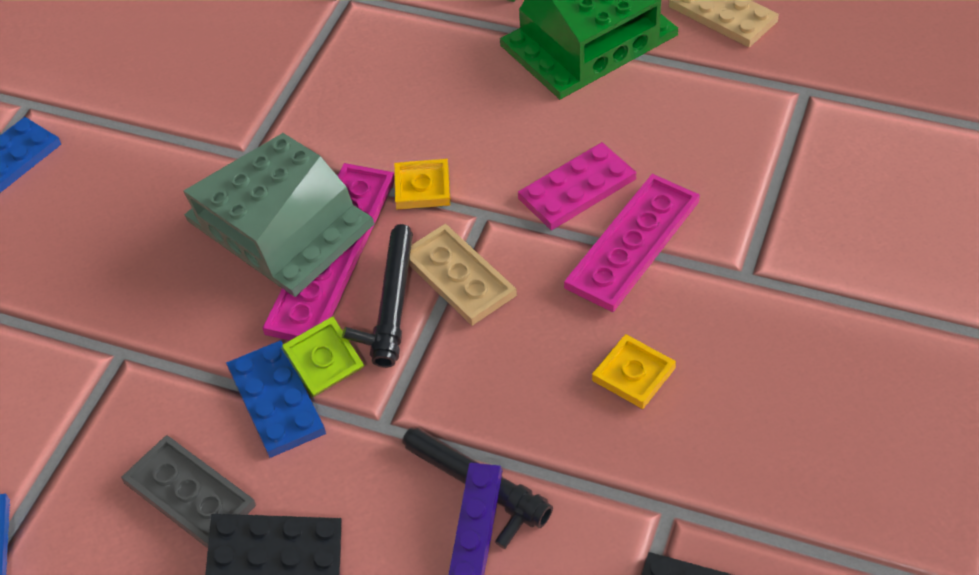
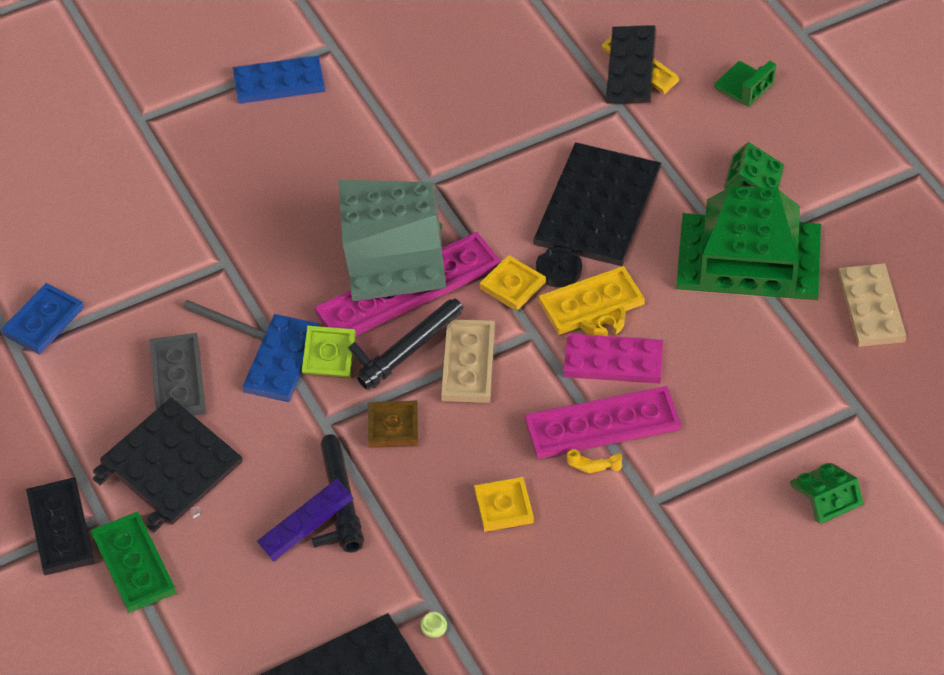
camera: 40 degrees right, 0 degrees up
(179, 404) = (225, 320): none -> dark grey bar
(420, 78) = (598, 203): none -> black plate
(445, 143) = (559, 266): none -> black tile
(453, 377) = (393, 423): none -> pearl gold plate
(511, 154) = (593, 303): none -> yellow plate
(650, 288) = (590, 466): none -> yellow arm
(700, 528) = (433, 625): none -> yellowish green plate
(869, 157) = (830, 491): none -> green bracket

